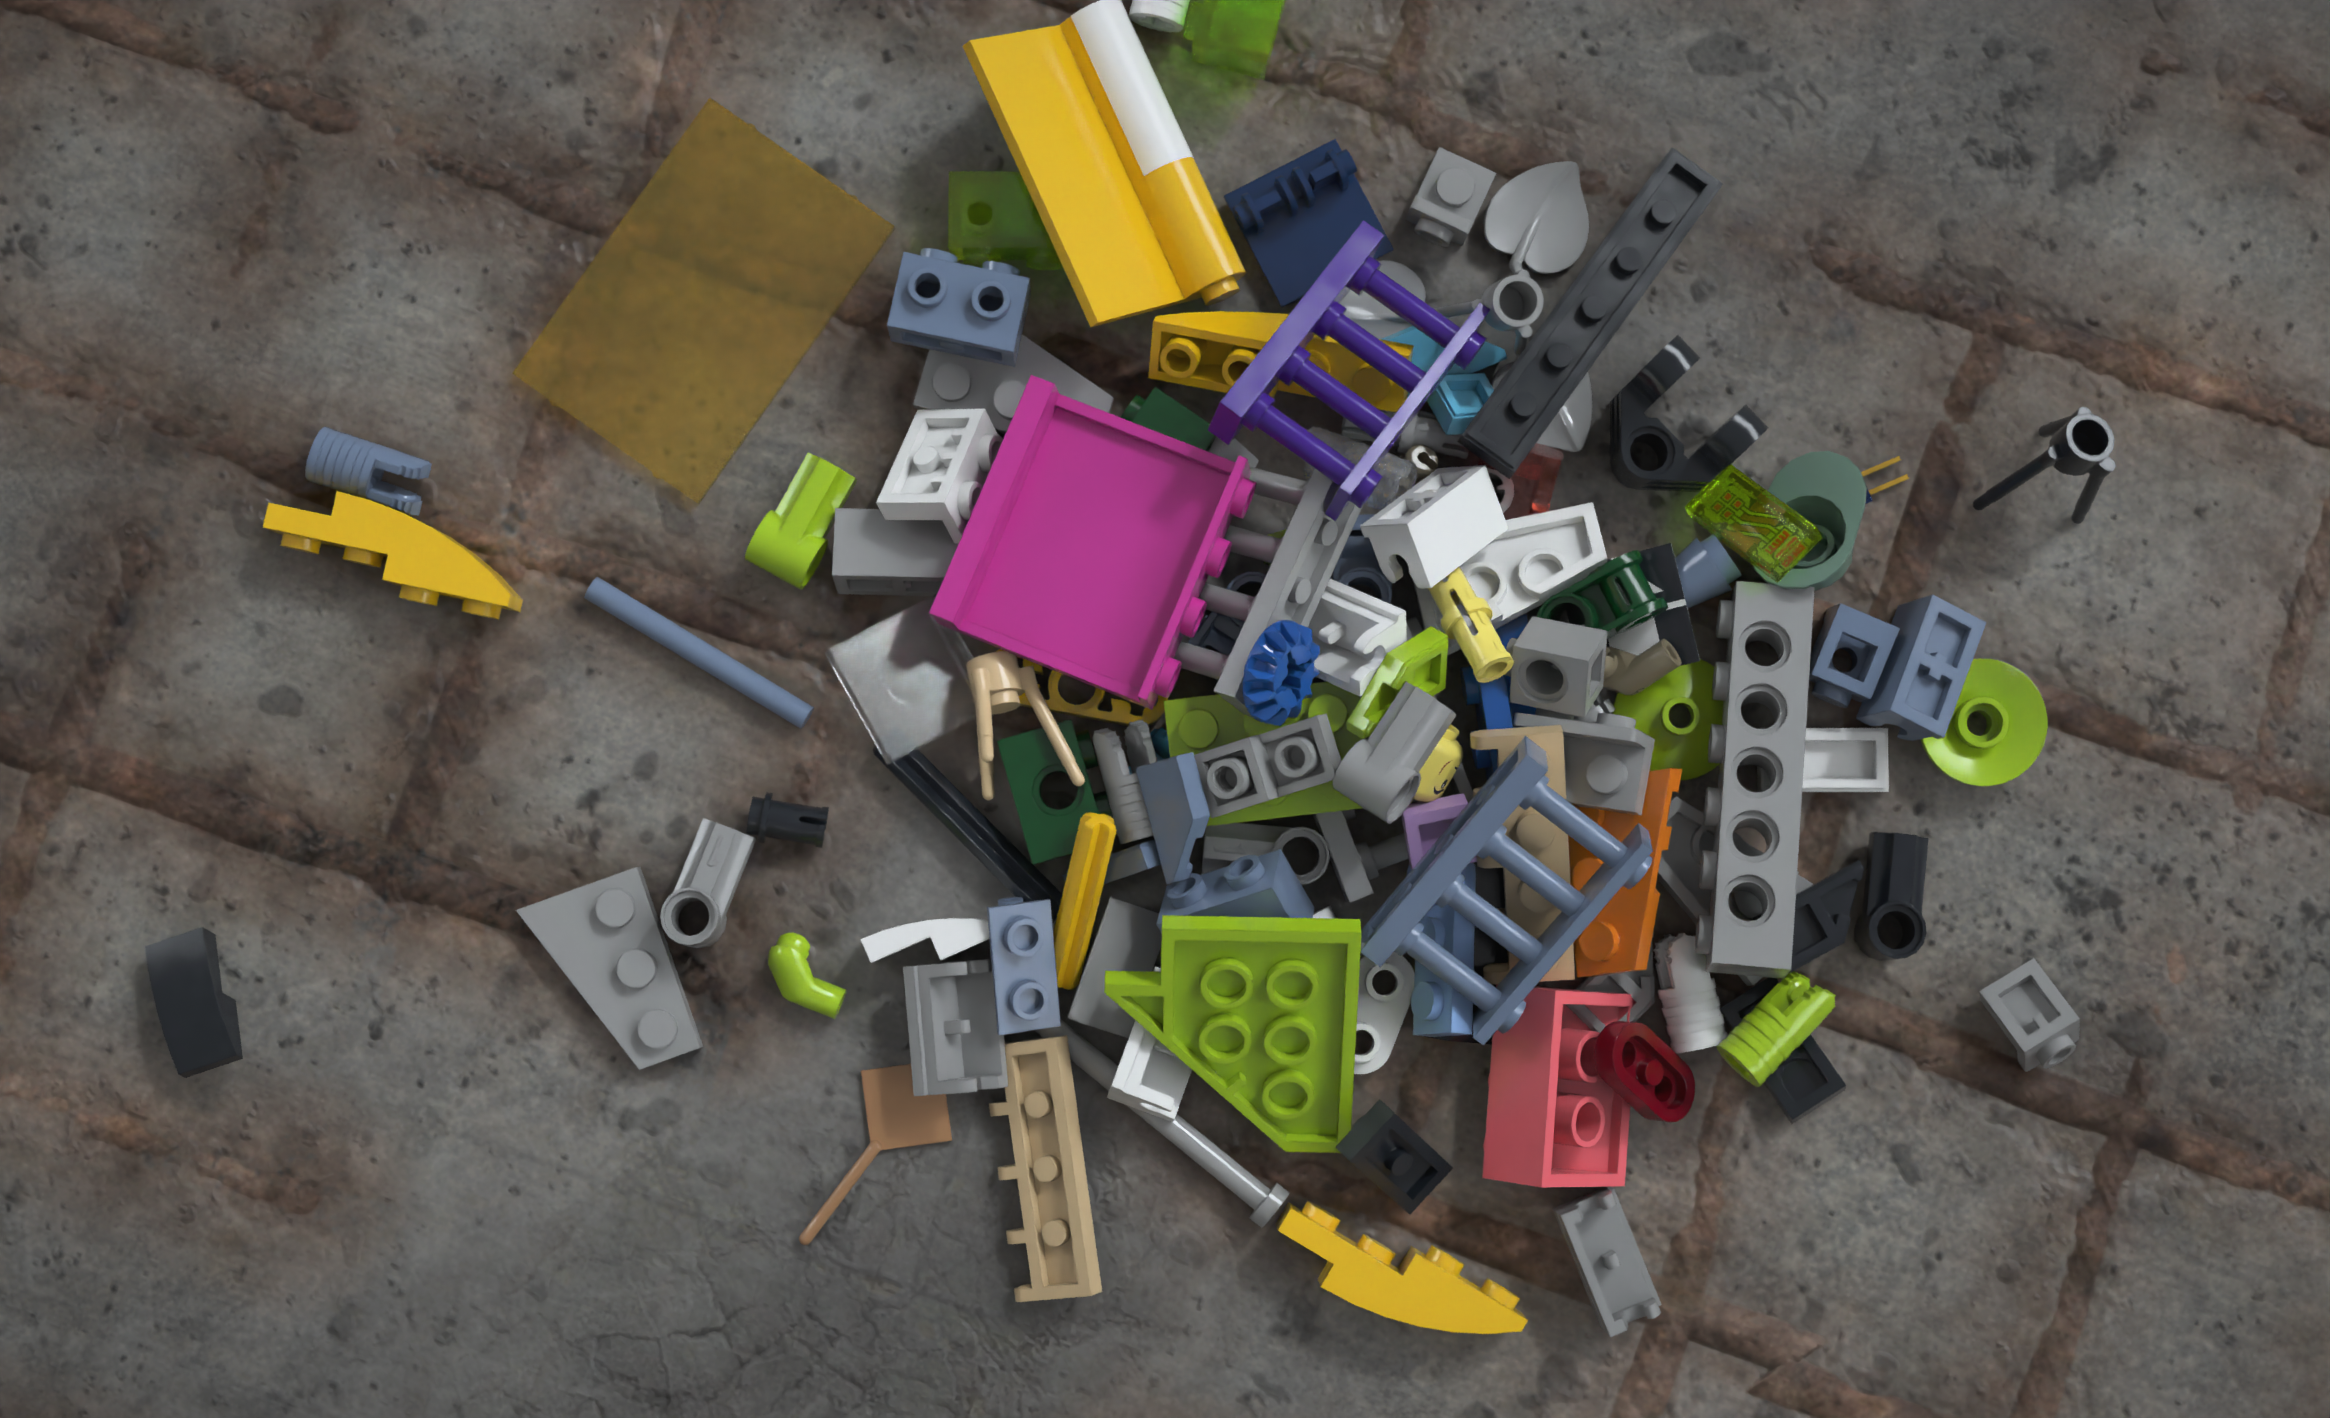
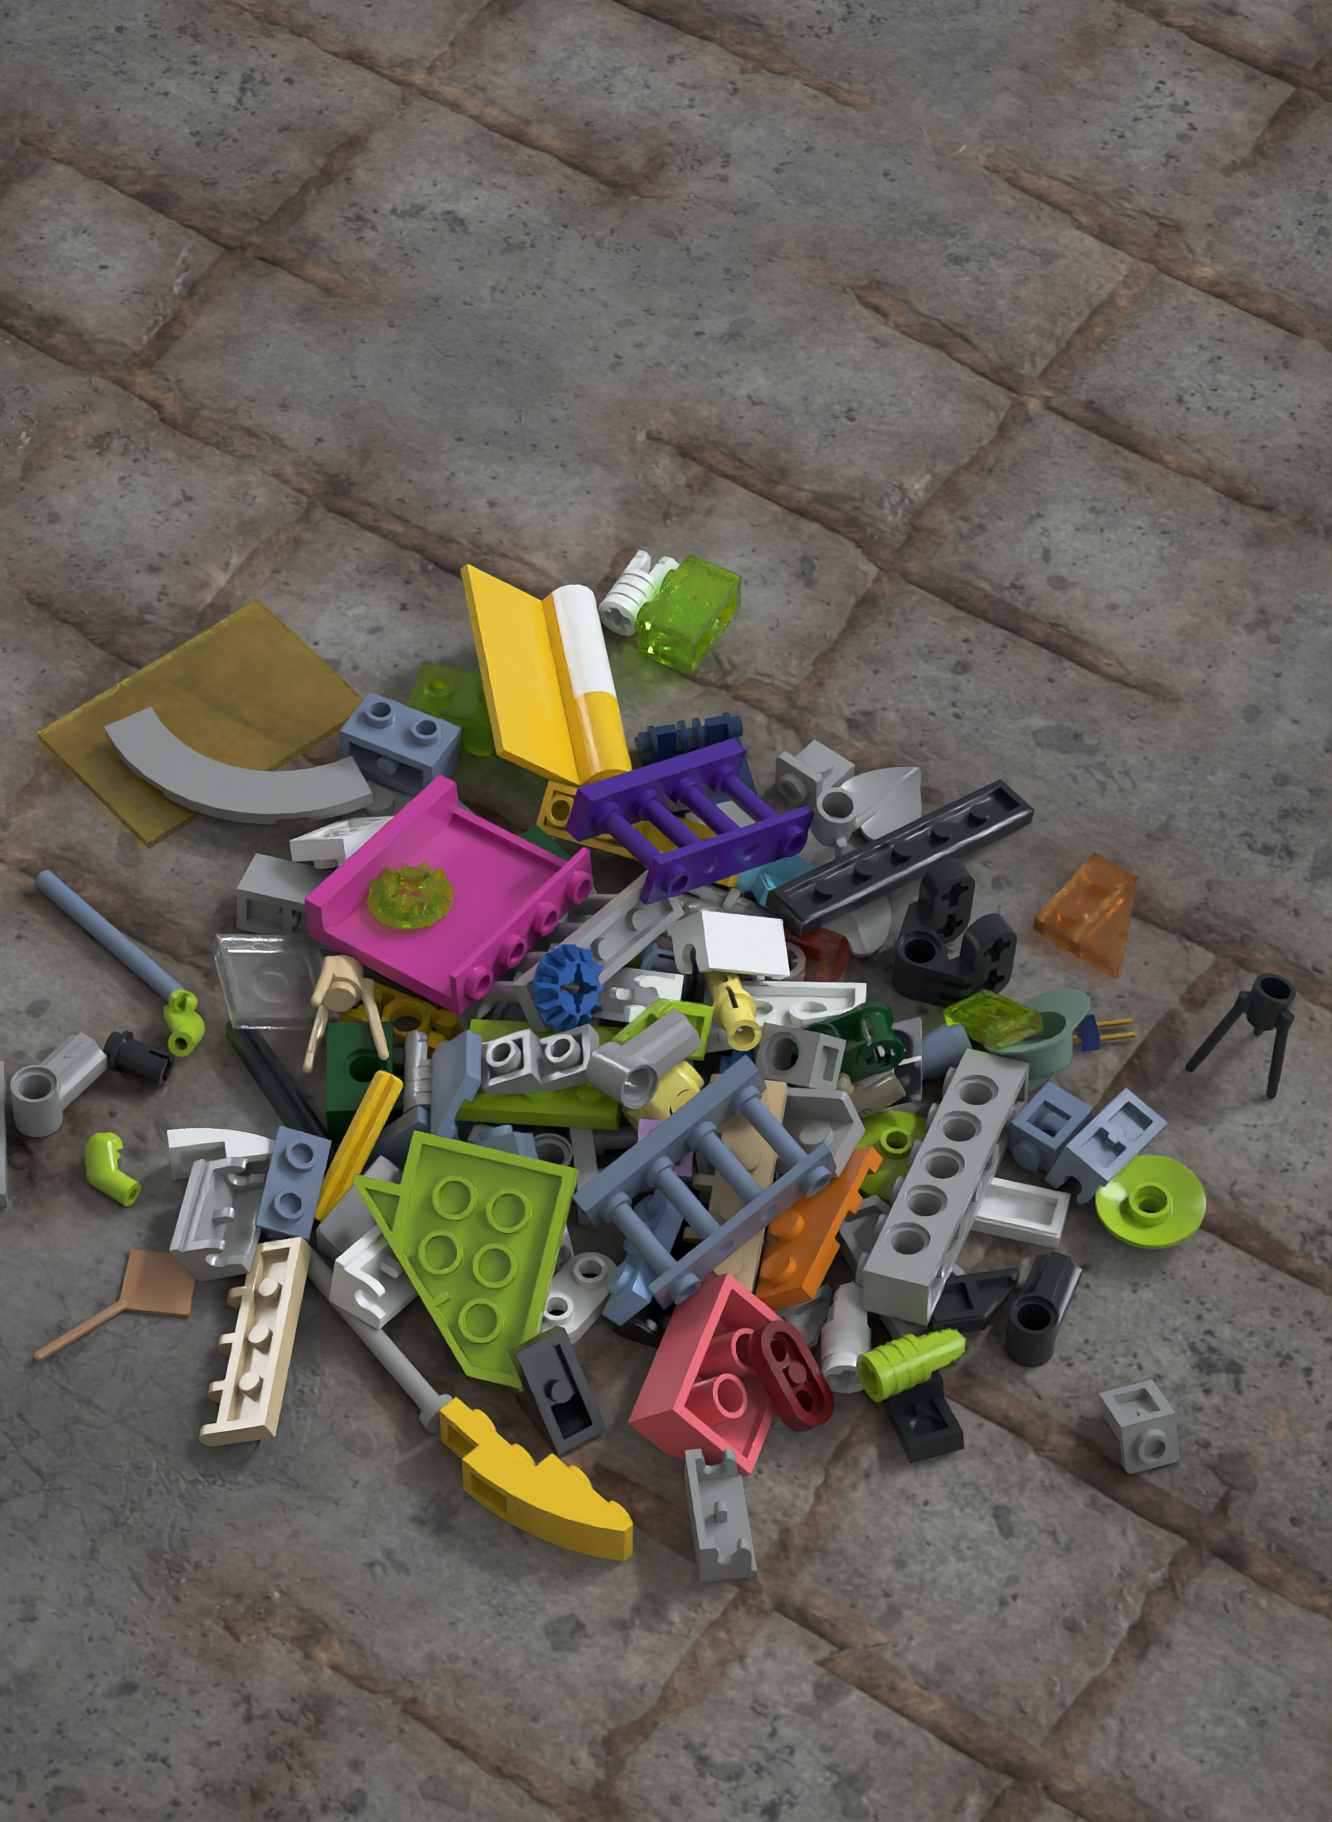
camera: 15 degrees right, 35 degrees down
(764, 415) = (230, 790): none -> light grey tile
(794, 536) = (215, 873): lime piece -> none
(827, 760) = (183, 1022): none -> lime arm
(1047, 583) = (406, 910): none -> clear neon green gear
(1824, 316) = (1092, 914): none -> clear orange wing

